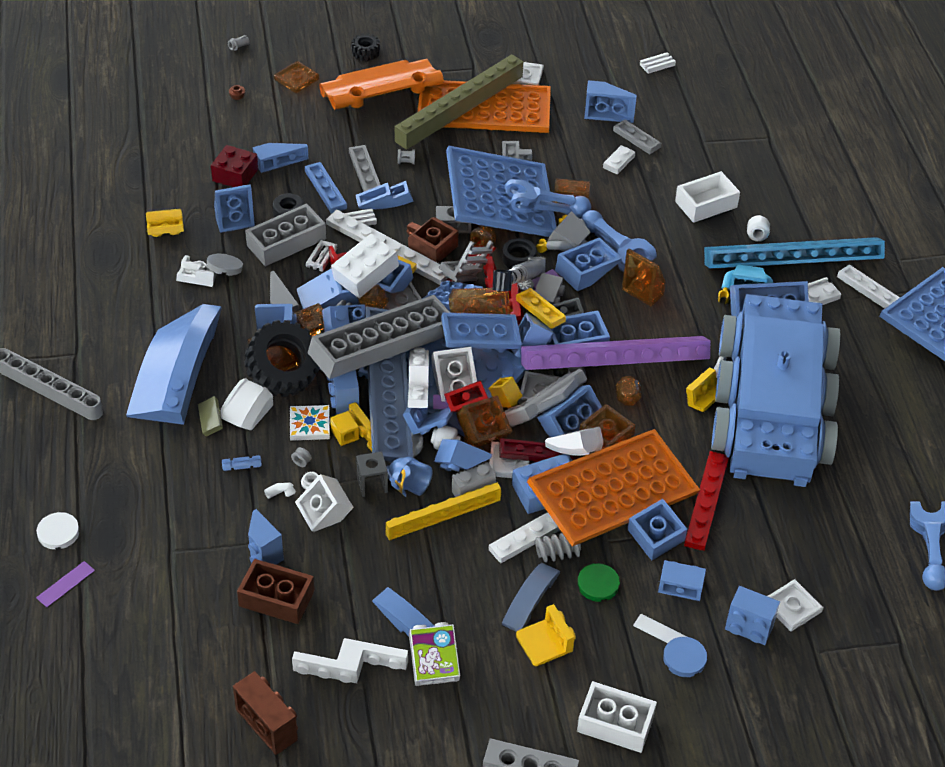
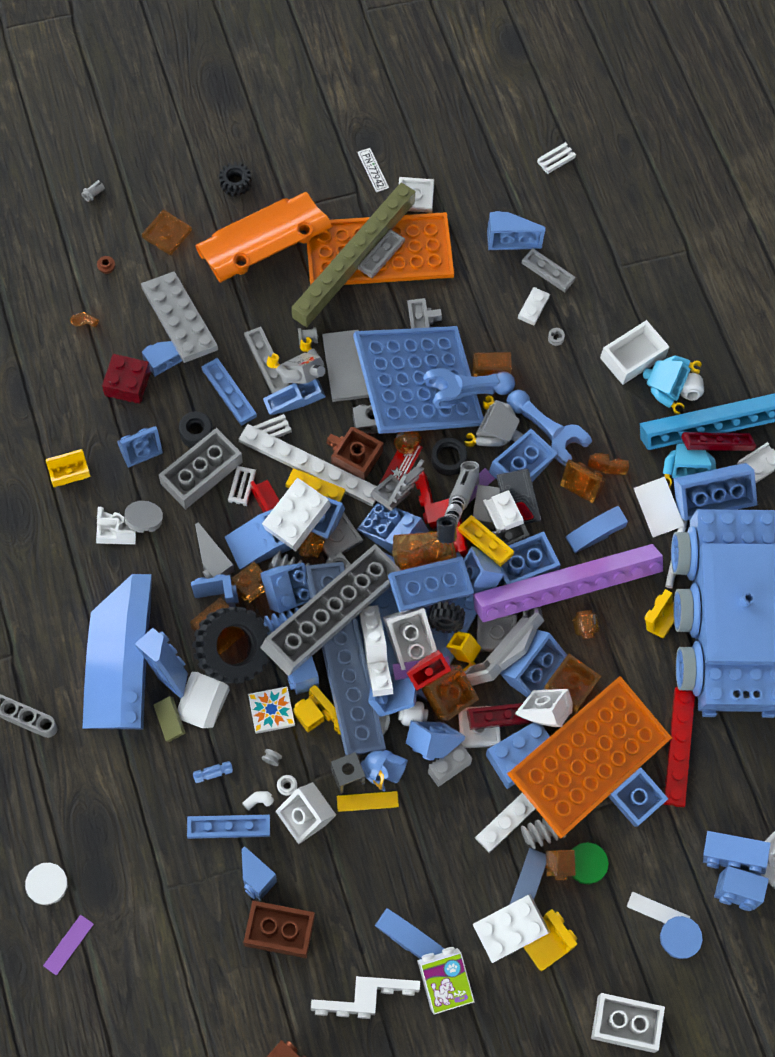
camera: 10 degrees left, 20 degrees up
(205, 125) = (83, 318): none -> clear orange arm
(214, 361) = (163, 660): none -> medium blue slope
(244, 505) = (228, 826): none -> medium blue plate
(292, 128) = (179, 317): none -> light grey plate
(386, 506) = (367, 801): none -> yellow sticker
(391, 173) = (301, 368): none -> light grey torso
(434, 182) = (344, 366): none -> light grey tile
(443, 511) = (418, 806): yellow plate -> none
(485, 106) = (381, 253): none -> light grey tile
(489, 53) = (373, 170): none -> white sticker
(495, 353) = (446, 617): none -> black tyre
(509, 618) = (511, 928): none -> white brick
(562, 290) = (503, 511): none -> white plate
(570, 573) = (560, 864): none -> clear orange brick
(579, 282) = (522, 491): none -> black sticker
(636, 186) = (552, 333): none -> light grey bush
(651, 321) = (597, 529): none -> medium blue slope
(674, 278) = (602, 463): none -> clear orange slope
(681, 580) = (668, 850): medium blue brick -> none
(711, 310) = (658, 507): none -> white sticker
(736, 218) = (669, 378): none -> medium azure torso
(750, 574) = (736, 852): none -> medium blue piece
(778, 267) = (718, 441): none -> dark red tile

